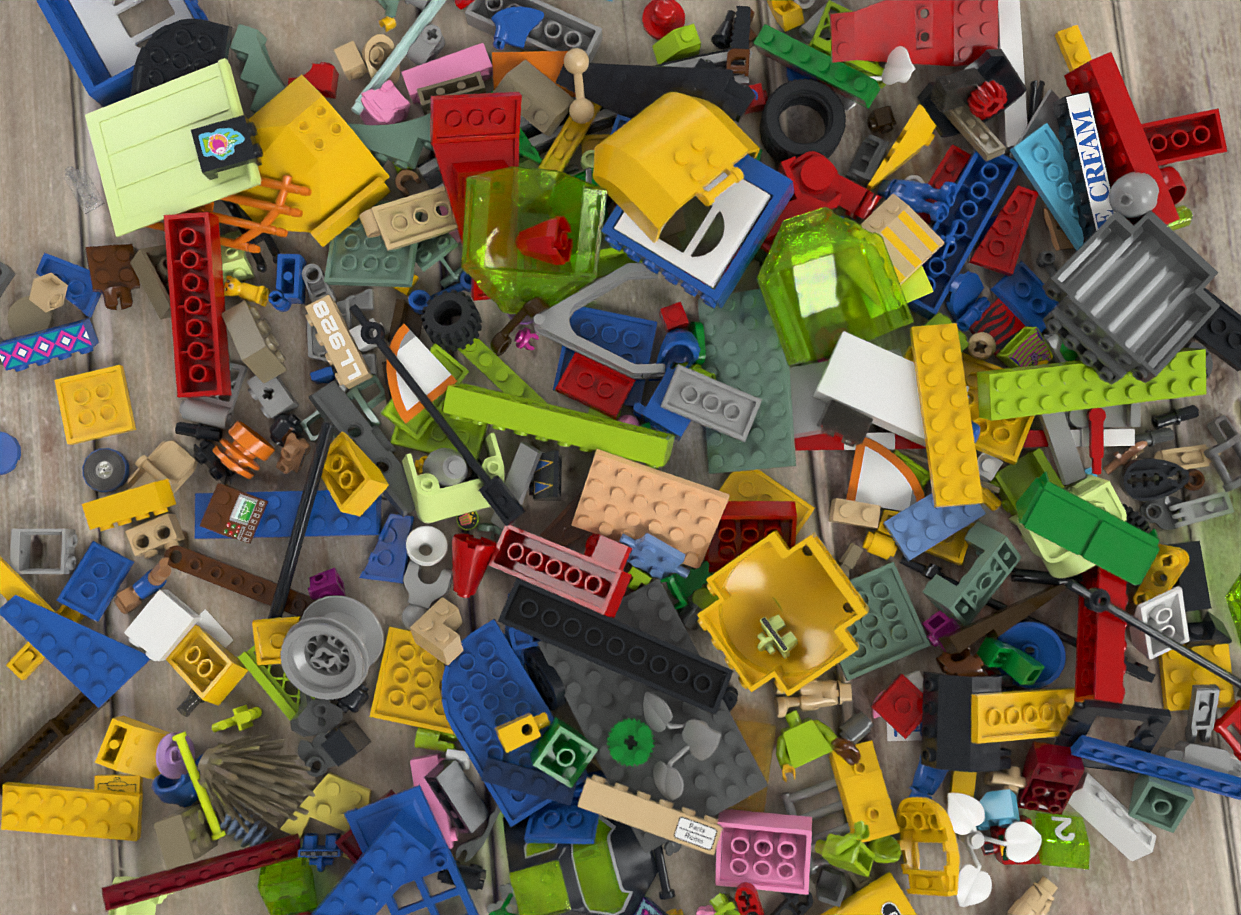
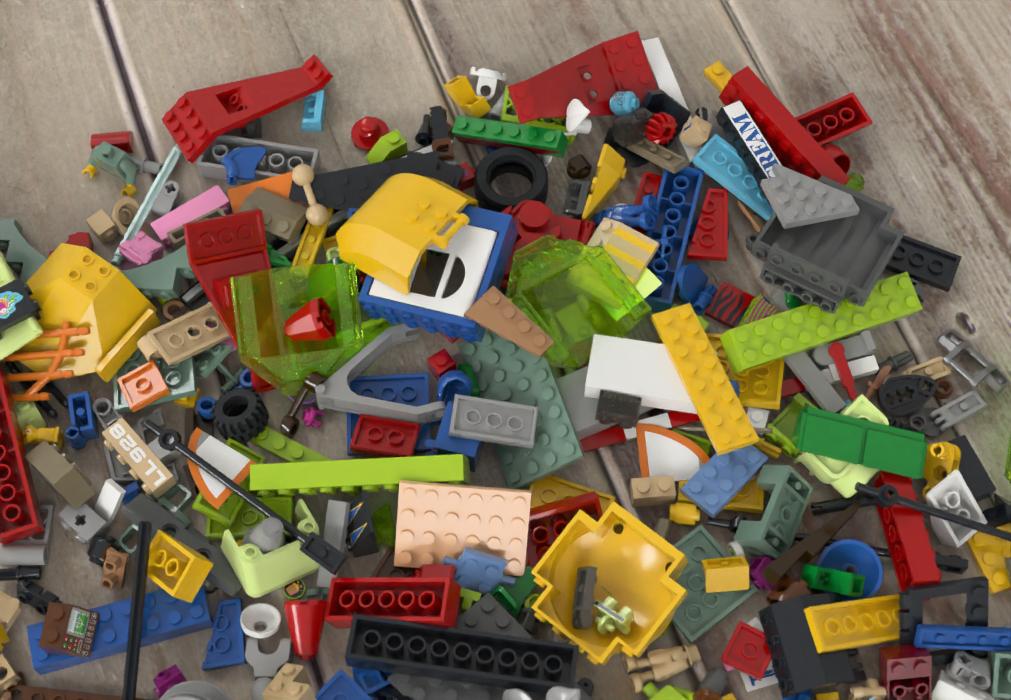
camera: 15 degrees left, 20 degrees down
(243, 450) = (65, 578): orange wheel -> none
(300, 380) = (109, 500): none -> white tile
(357, 263) = (143, 386): none -> tile
(571, 480) = (384, 525): none -> clear neon green hinge
(753, 302) = (501, 316): none -> medium nougat wing
(753, 611) = (584, 597): none -> dark grey hinge
(903, 622) = (726, 574): none -> yellow panel
(920, 600) = (735, 549): none -> white tile
(955, 57) = (624, 103): none -> medium azure head
(983, 338) = (719, 314): tan piece -> none
(1025, 114) = (695, 132): none -> tan brick
(1025, 296) = (743, 275): blue tile -> none
(1116, 785) = (970, 669): none -> light grey piece
(1122, 238) = (804, 200): none -> light grey wing
(1134, 194) = (807, 163): light grey cylinder -> none
(1175, 416) = (907, 341): black axle -> none

